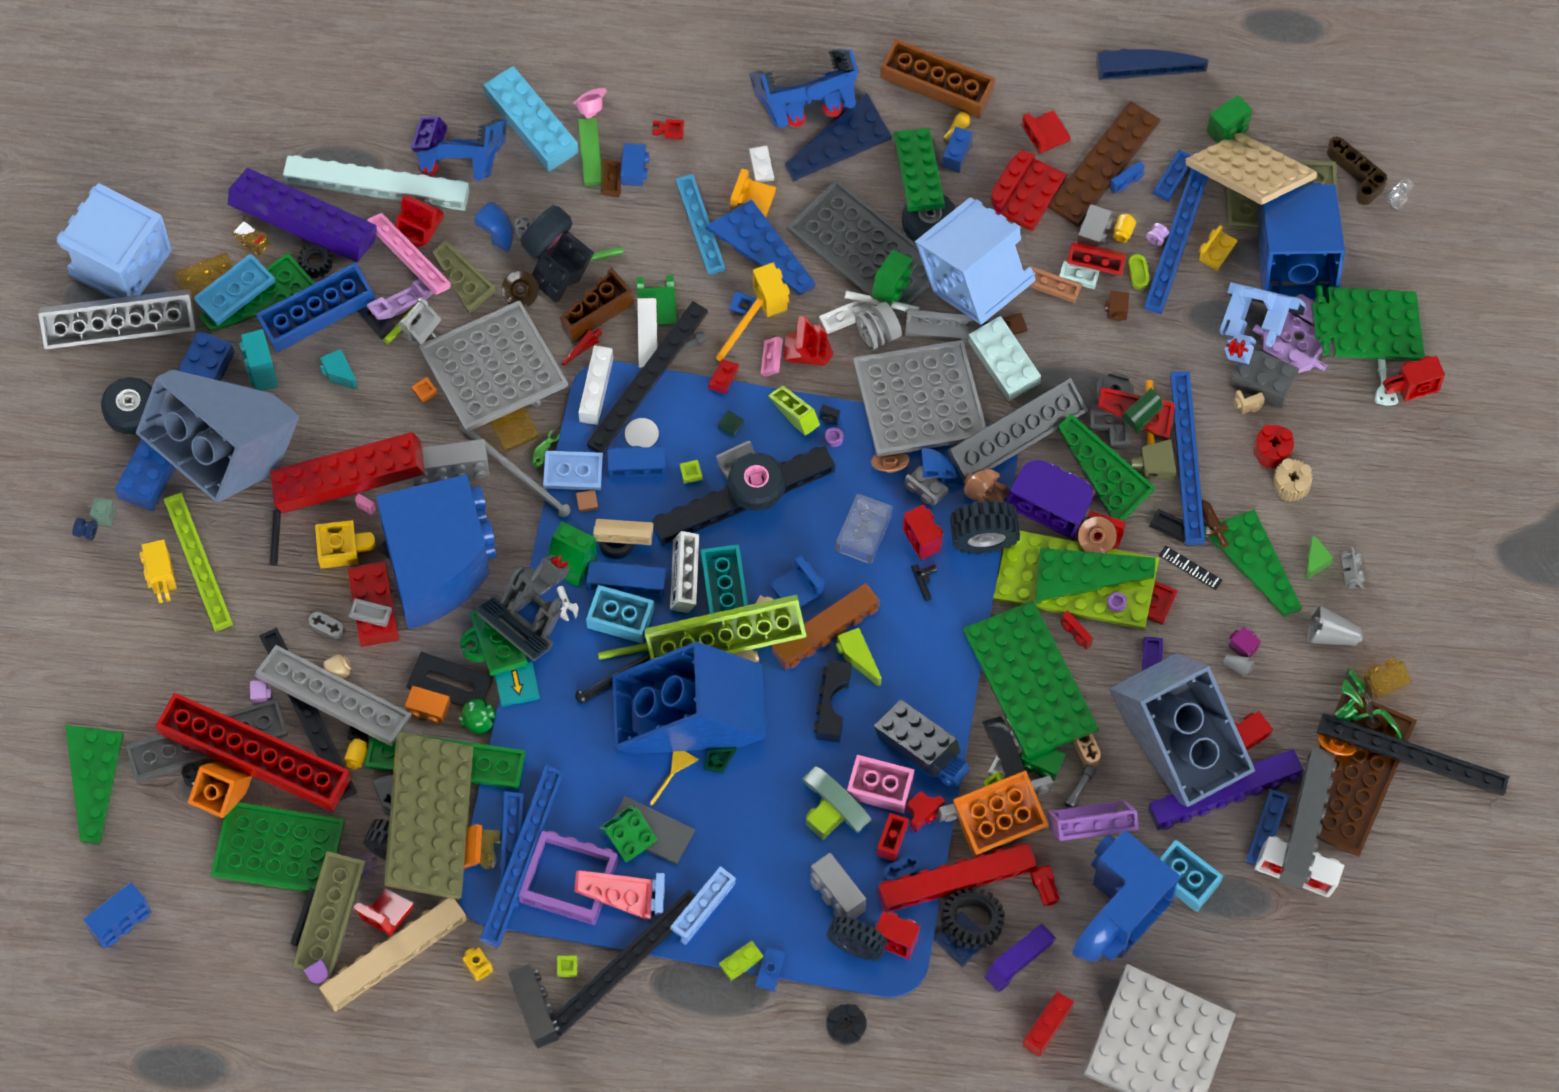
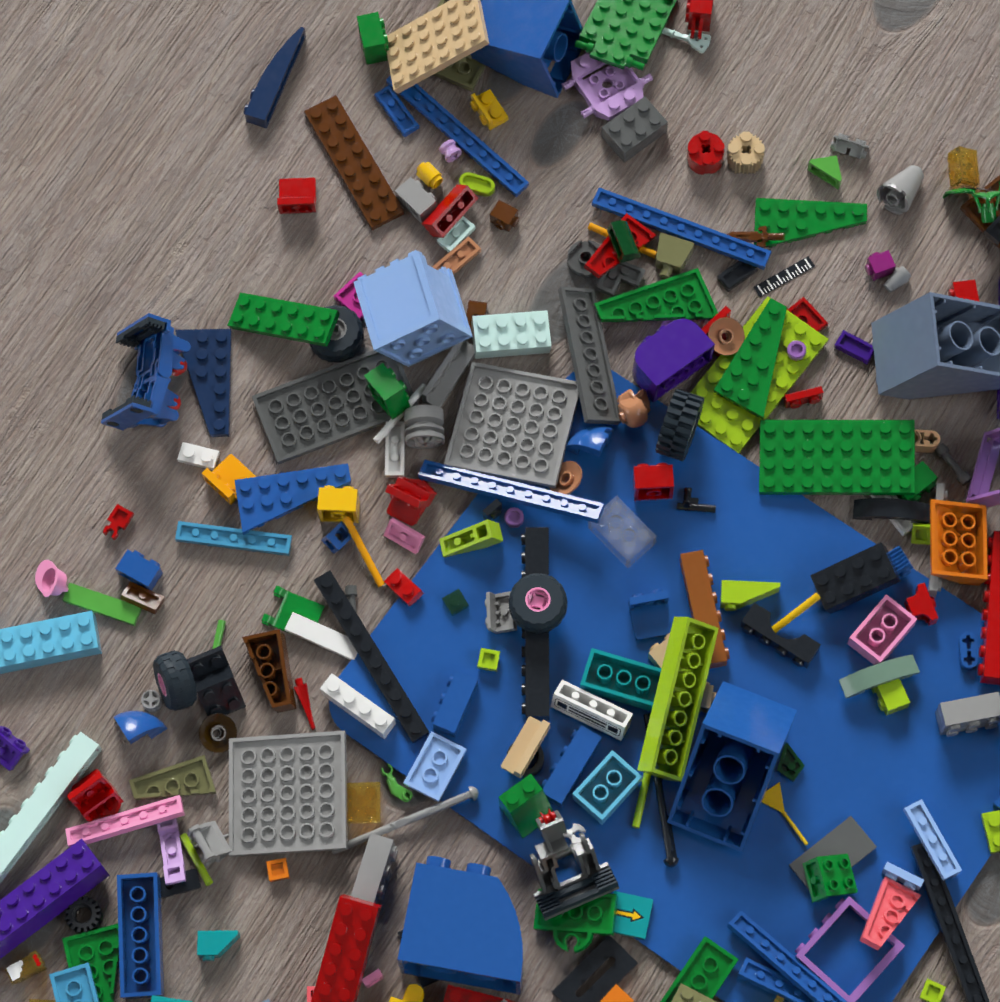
camera: 60 degrees left, 5 degrees up
(477, 716) = (644, 966): green plant -> none
(480, 150) = (45, 718): blue container -> none
(587, 501) = (471, 768): nougat tile -> none
(641, 433) = (424, 687): white sticker -> none
(853, 421) = (511, 491): none -> plate
(860, 703) = (796, 612): none -> yellow bar
(892, 837) = (938, 644): red brick -> none
(928, 489) = (609, 459): light grey bracket -> none
(937, 78) = (195, 261): dark orange brick -> none
(957, 149) = (277, 278): blue brick -> none
(961, 120) = (248, 263): yellow piece -> none
(1026, 190) = (348, 239): red plate -> none
(1123, 180) = (380, 141): blue plate -> none
(1234, 326) = (604, 132): light blue container -> none
(1248, 404) = (651, 160): tan bracket -> none

